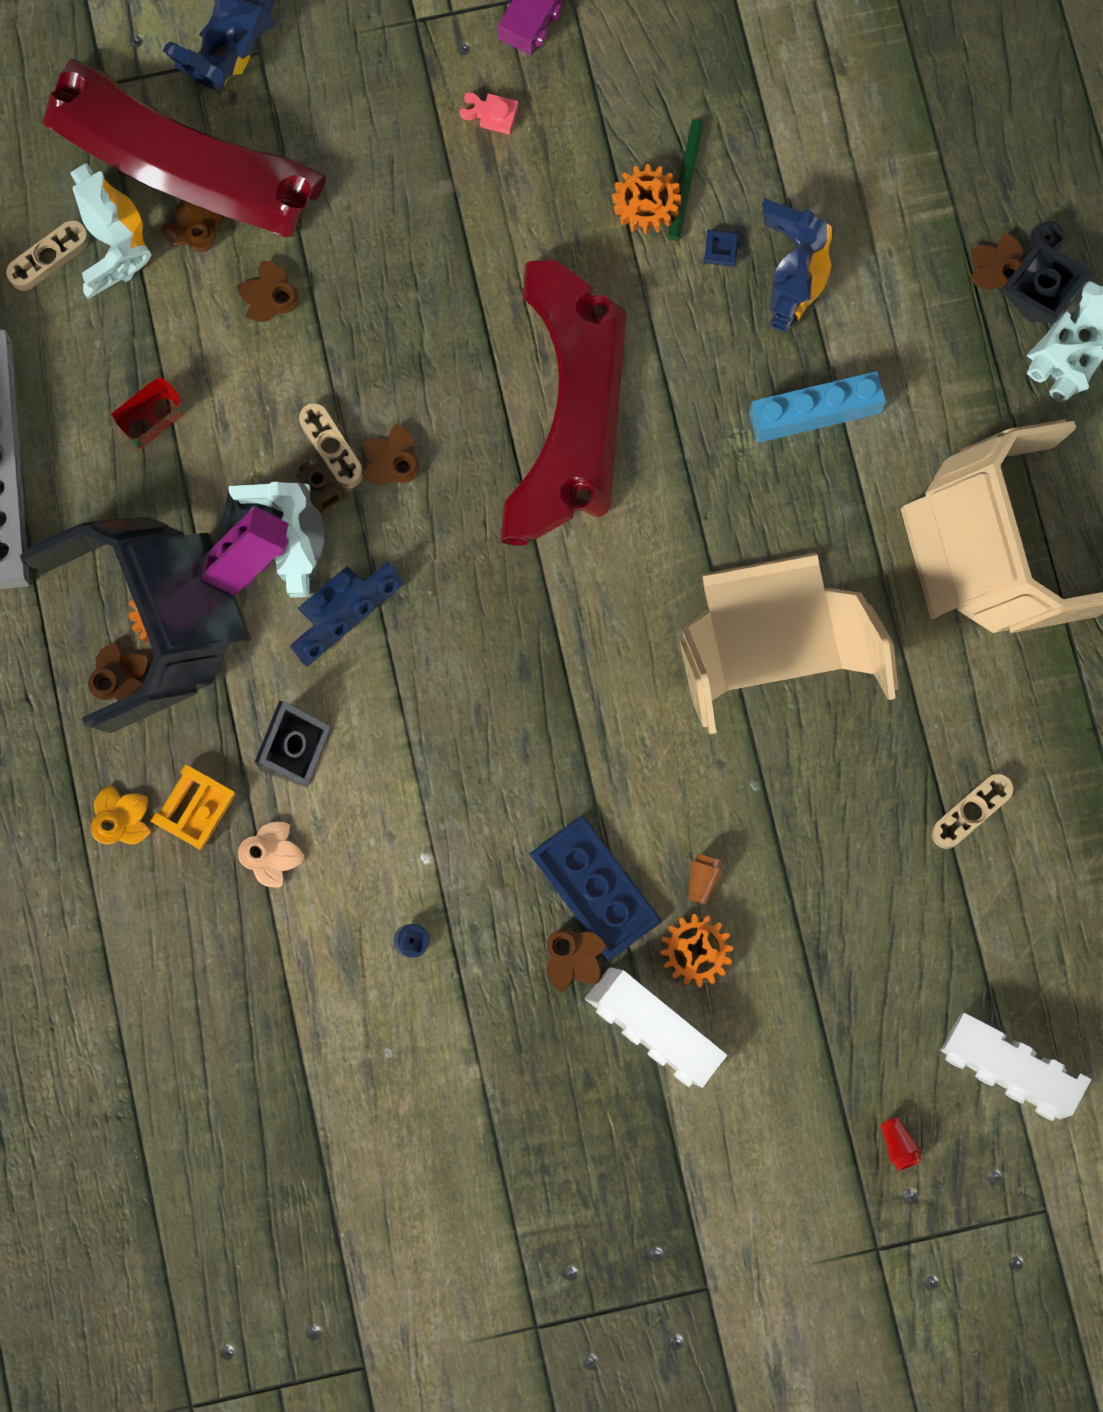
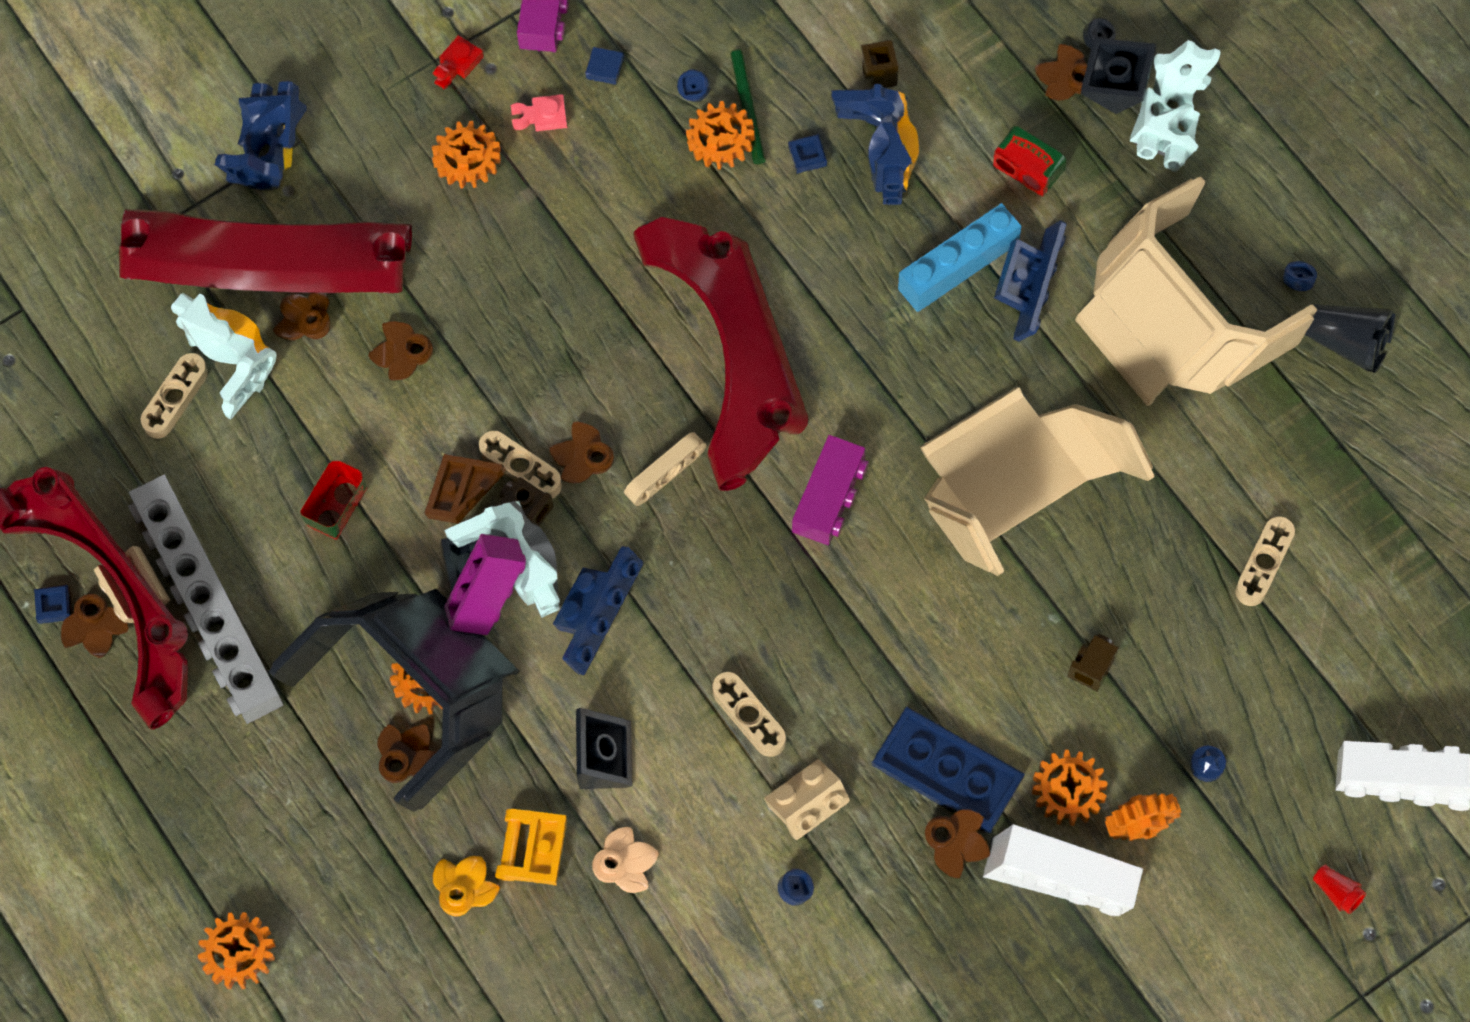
camera: 20 degrees left, 10 degrees down
(267, 446) = (460, 487): none -> reddish brown wing
(407, 138) = (471, 166): none -> orange gear
(436, 27) = (458, 59): none -> red plate
(440, 738) = (771, 727): none -> tan beam
(456, 864) = (808, 798): none -> tan bracket
(459, 502) = (665, 469): none -> tan beam
(569, 87) = (604, 65): none -> dark blue tile
(600, 584) = (830, 490): none -> magenta brick
(643, 139) = (693, 85): none -> dark blue tile
(703, 877) = (1045, 716): dark orange cone -> none
(748, 1007) = (1143, 816): none -> orange gear
(771, 843) = (1093, 662): none -> dark brown brick
(824, 187) = (880, 63): none -> dark brown brick
(833, 979) = (1208, 763): none -> dark blue tile
(872, 451) = (1027, 278): none -> dark blue bracket
(924, 337) = (1029, 160): none -> red piece

